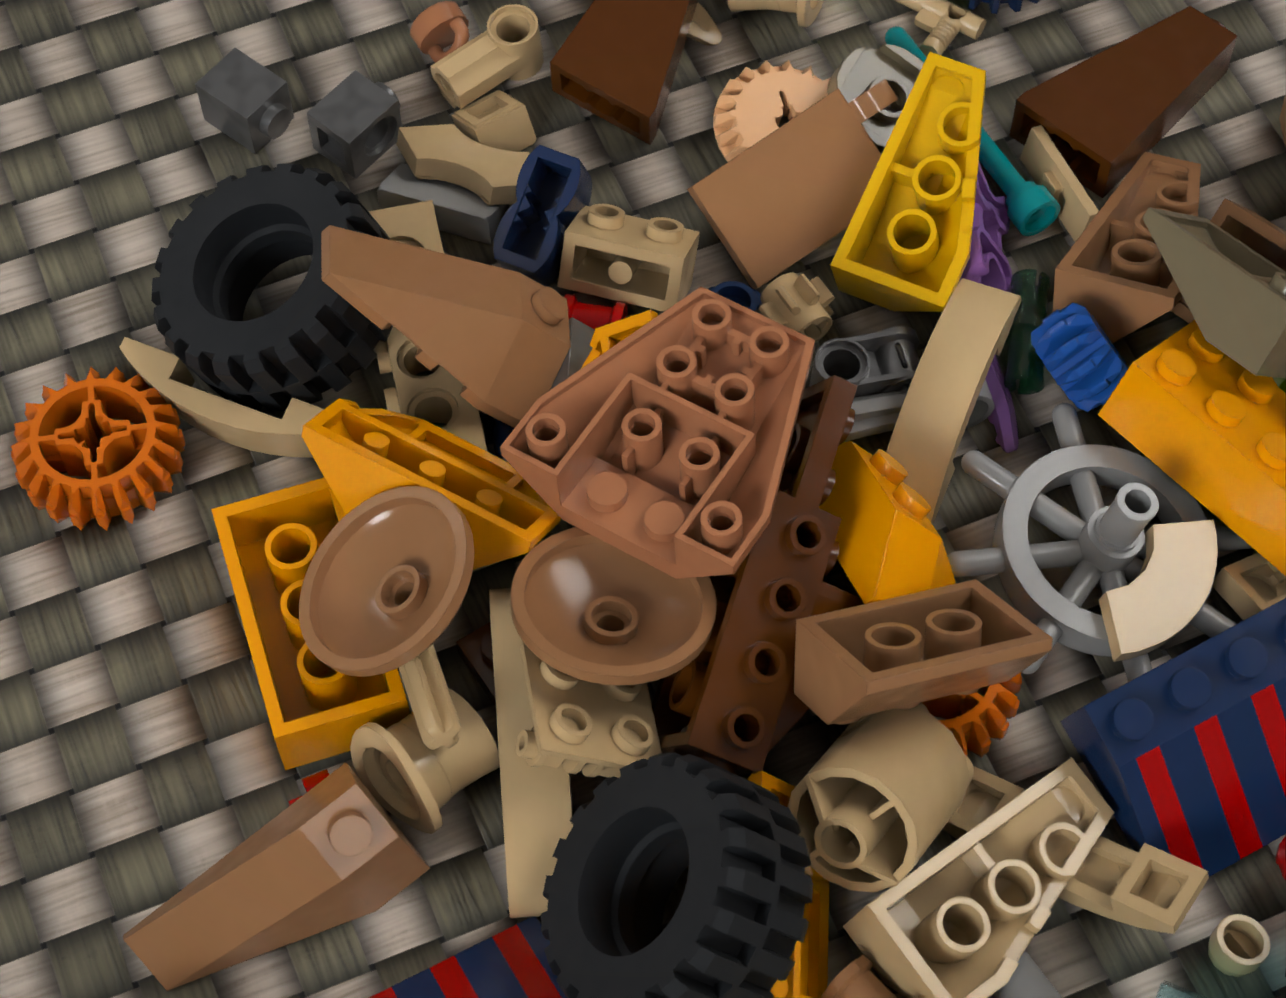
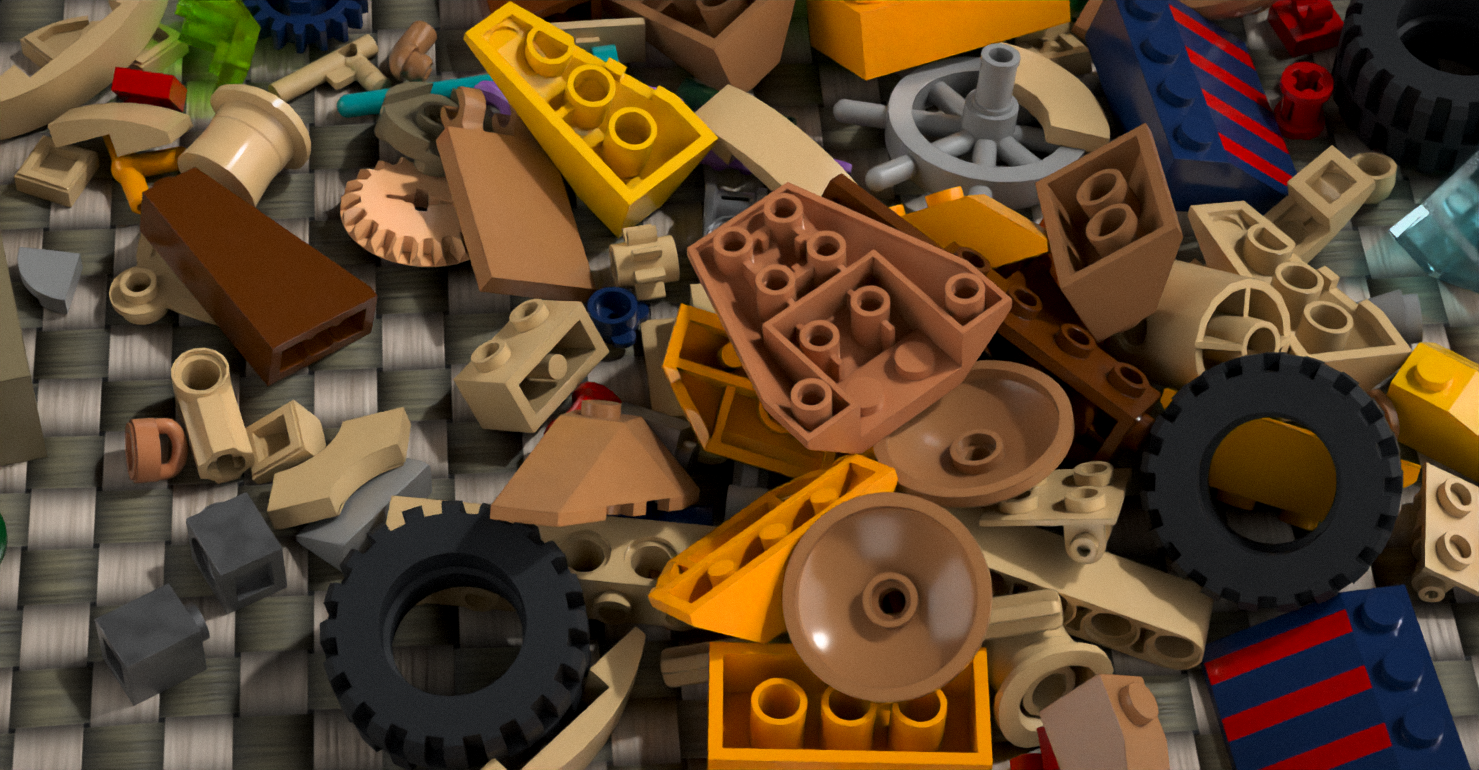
camera: 75 degrees left, 10 degrees down
(549, 197) = (450, 399): dark blue brick -> none
(988, 57) = (409, 56): none -> medium nougat arm
(1079, 356) = (801, 71): blue gear -> none

